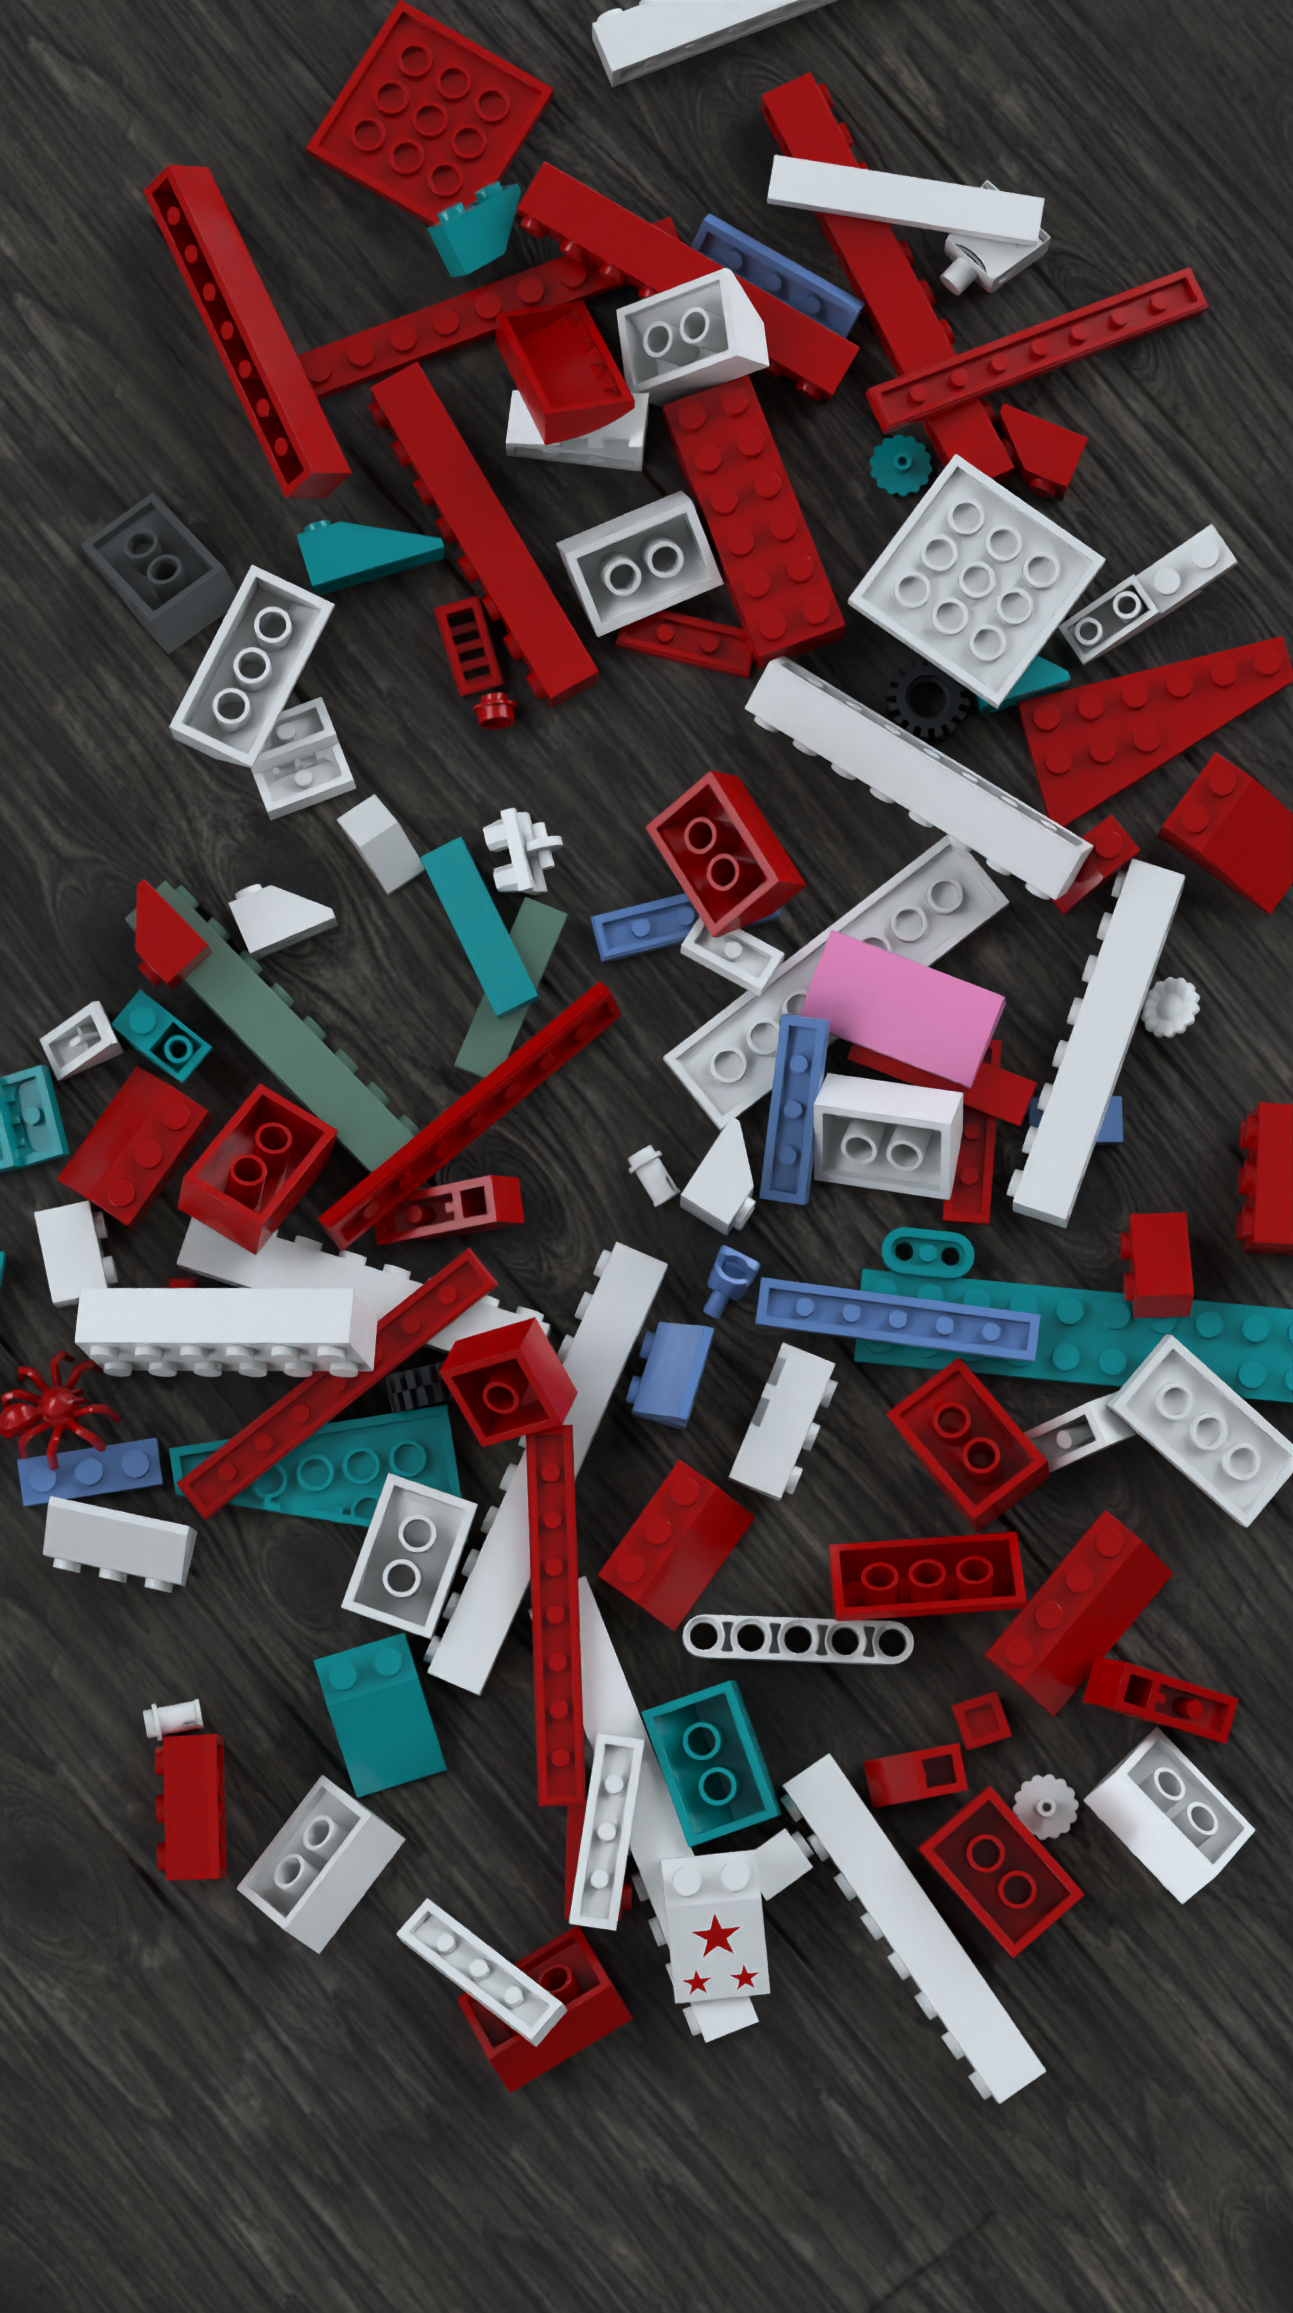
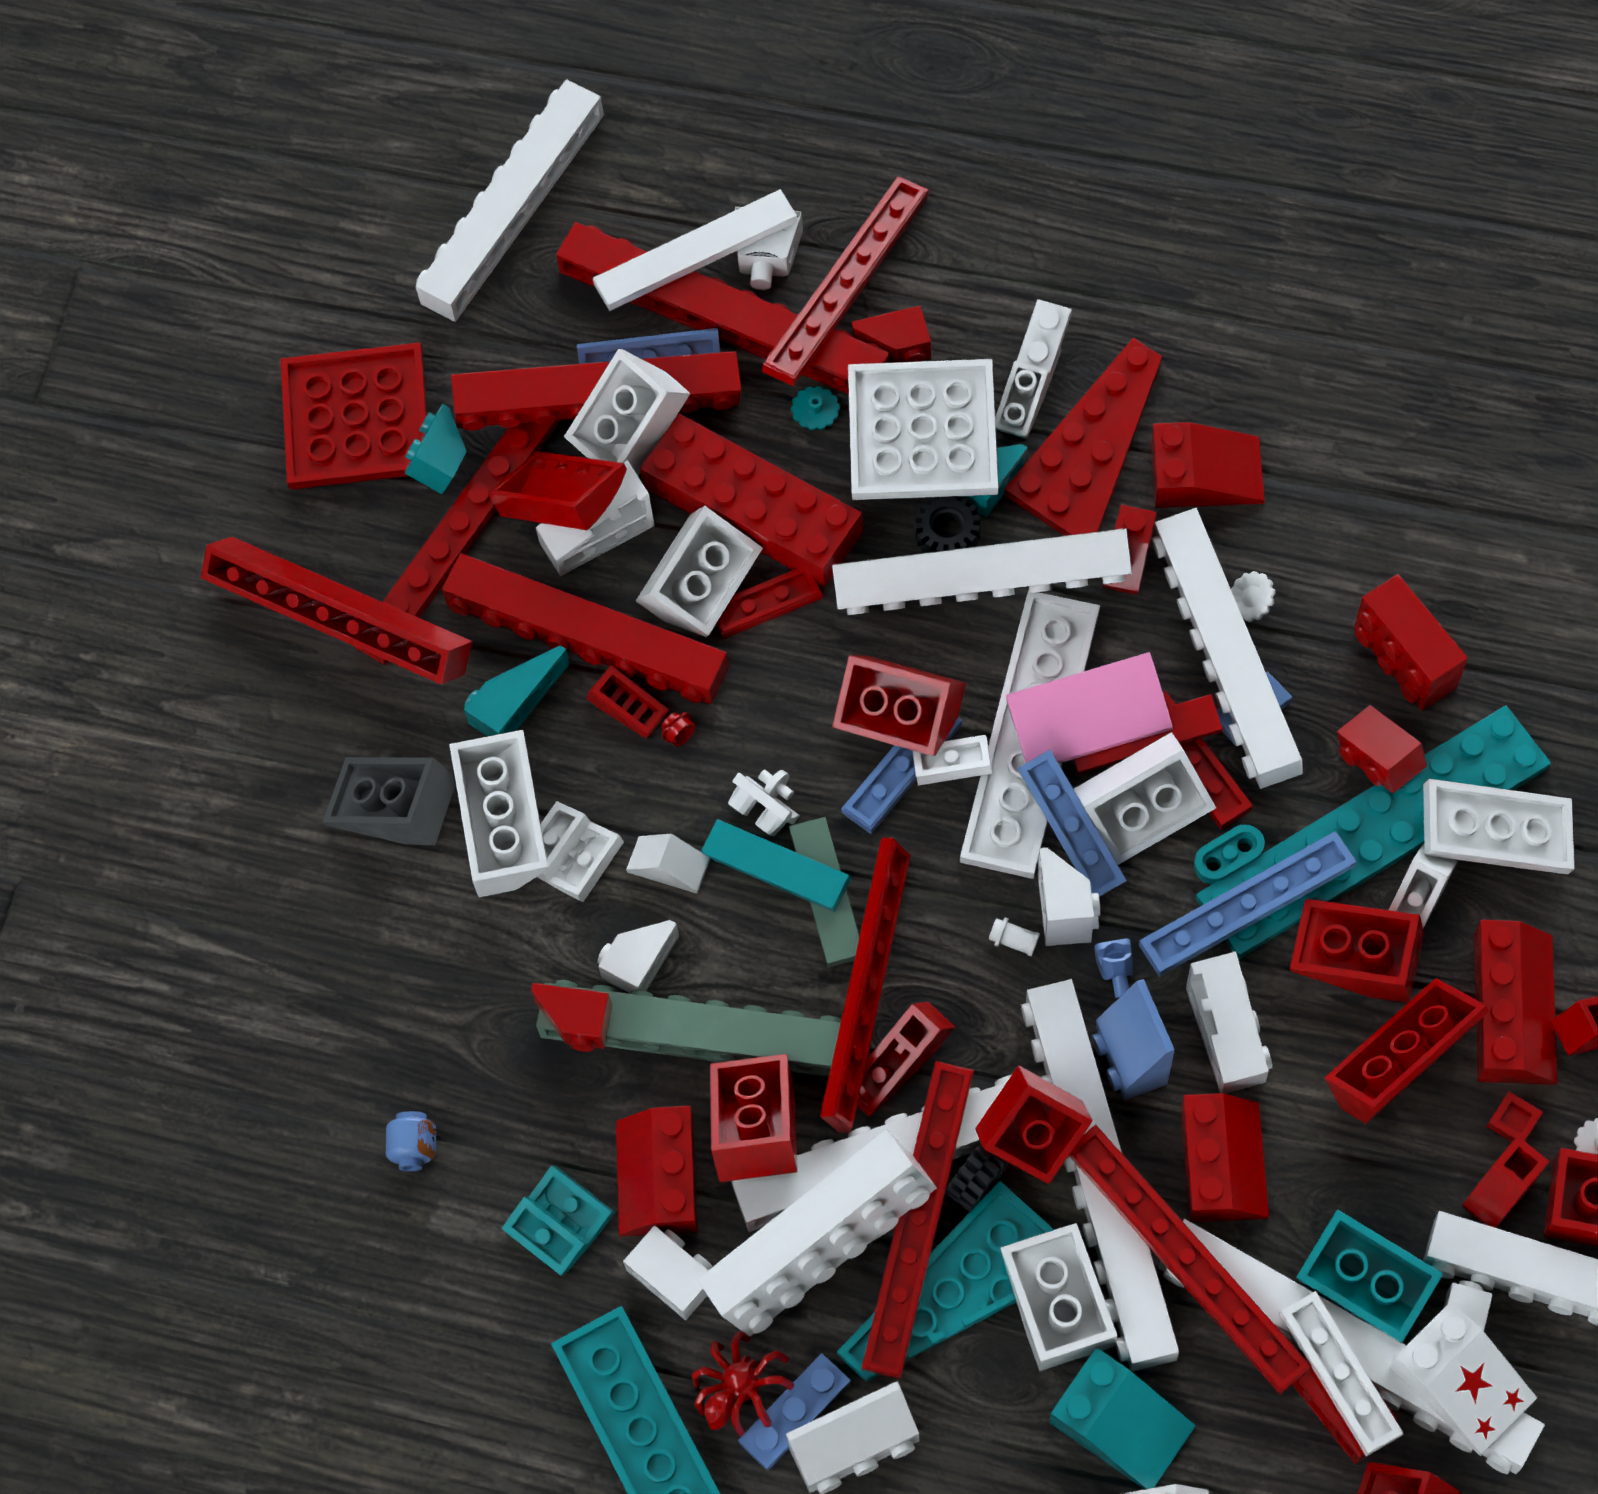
camera: 30 degrees left, 15 degrees down
(81, 1042) = (567, 1129): white slope -> none
(160, 1037) = (619, 1086): teal slope -> none
(820, 1632) = (1365, 1143): white beam -> none

